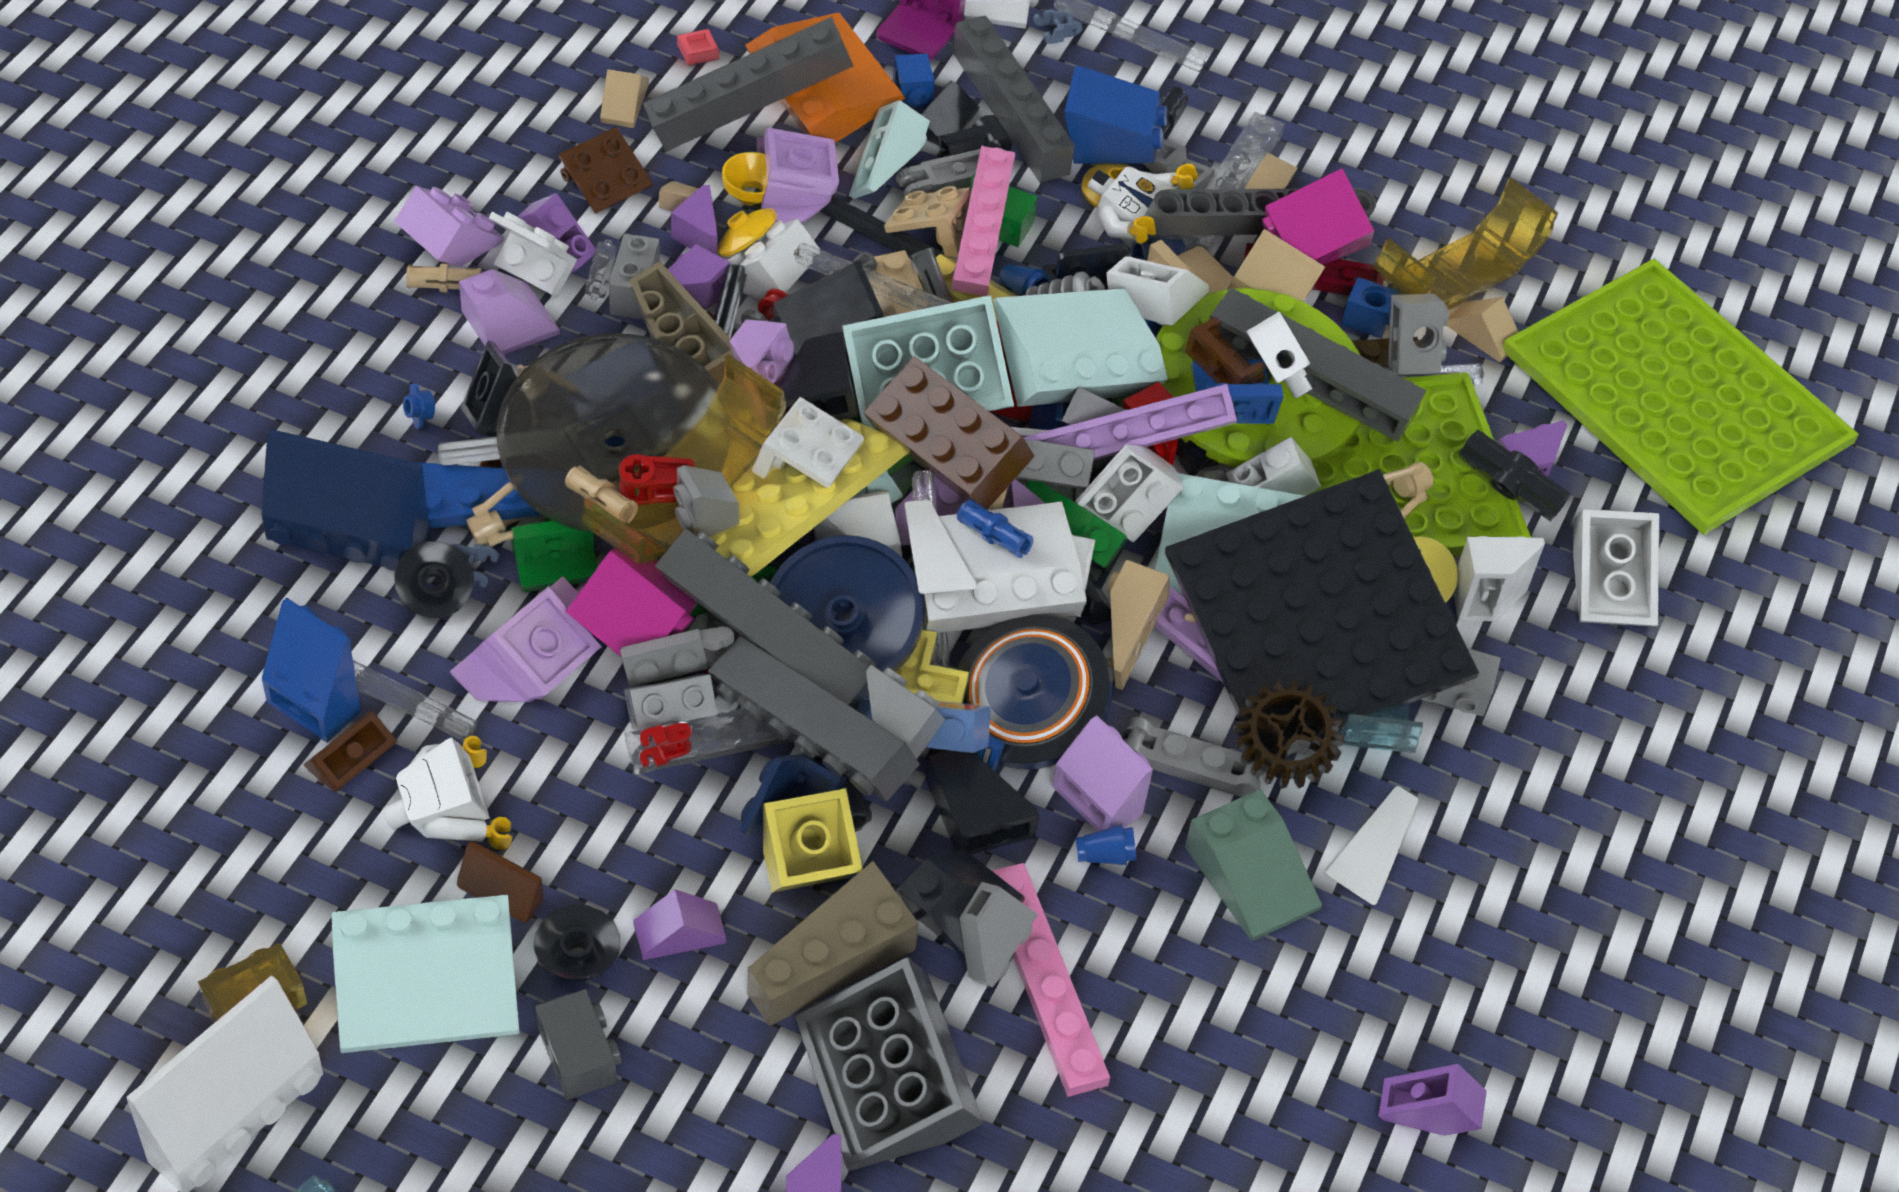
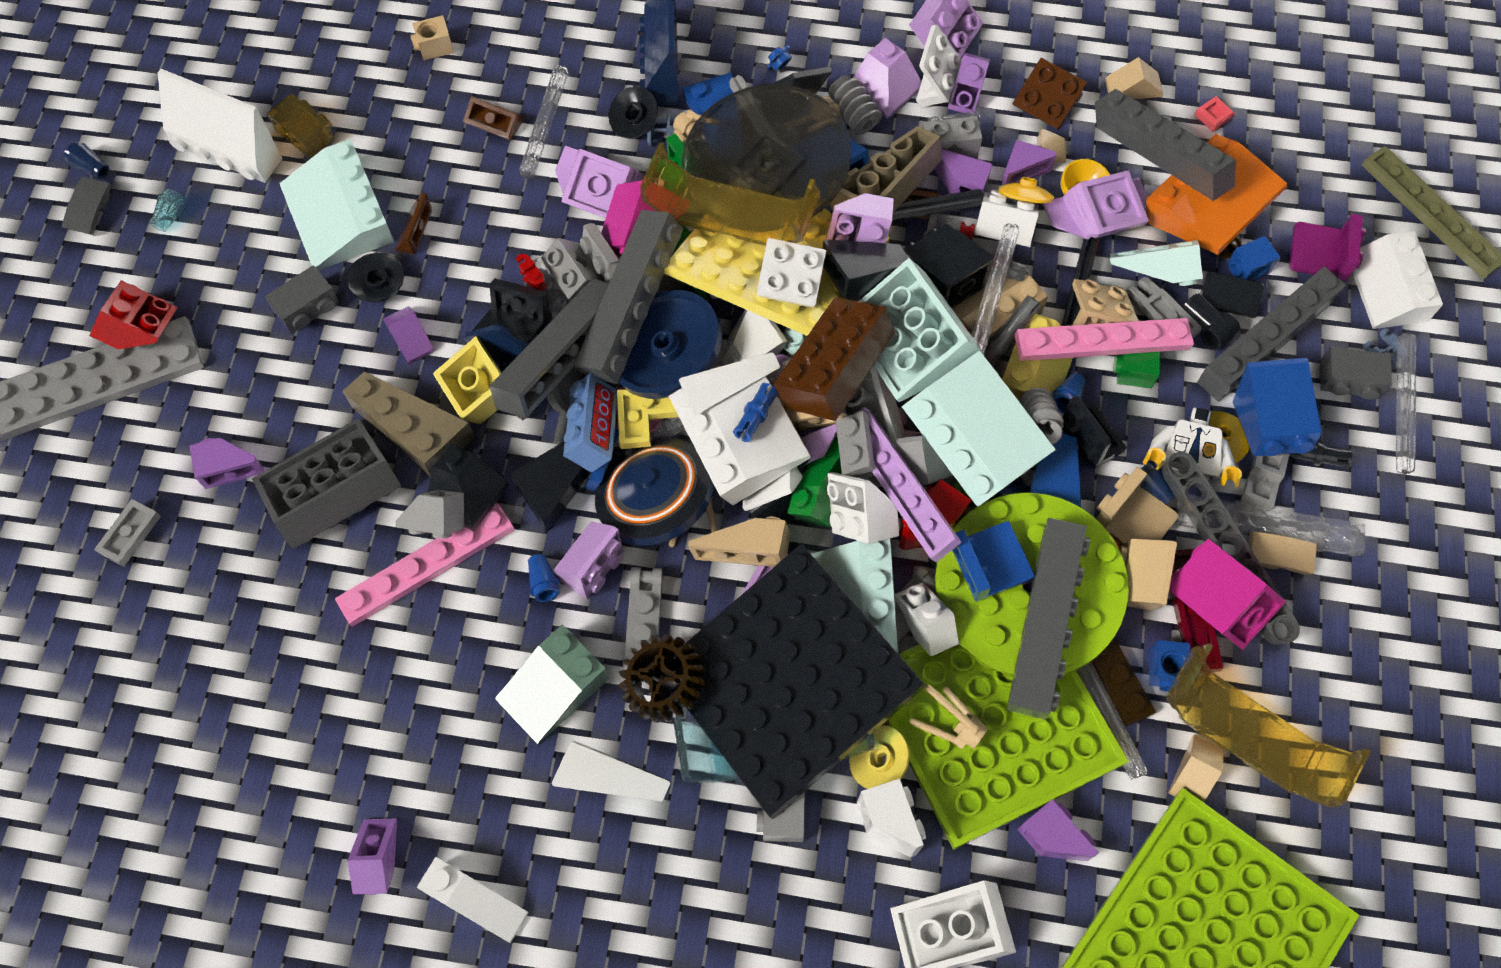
camera: 80 degrees right, 15 degrees up
(169, 774) = (432, 38): none -> tan brick
(311, 672) = (525, 74): blue slope -> none
(438, 277) = (902, 35): tan pin -> none
(445, 796) = (464, 169): white torso -> none
(528, 347) = (855, 104): none -> light grey piece
(601, 493) = (698, 163): tan pin -> none
(654, 479) = (717, 187): red piece -> none
(704, 501) = (702, 218): light grey slope -> none
(709, 786) = (516, 308): none -> black bracket
(902, 712) = (568, 393): light grey slope -> none
(1083, 45) = (1355, 372): none -> dark grey brick
(1156, 289) = (1078, 477): white slope -> none
(1219, 358) = (1013, 542): reddish brown hinge -> none
(1271, 338) = (1020, 575): white torso -> none
(1407, 316) = (1132, 700): light grey brick -> none
(1501, 1012) = (472, 900): none -> white slope
(1514, 475) = (1007, 815): black piece -> none

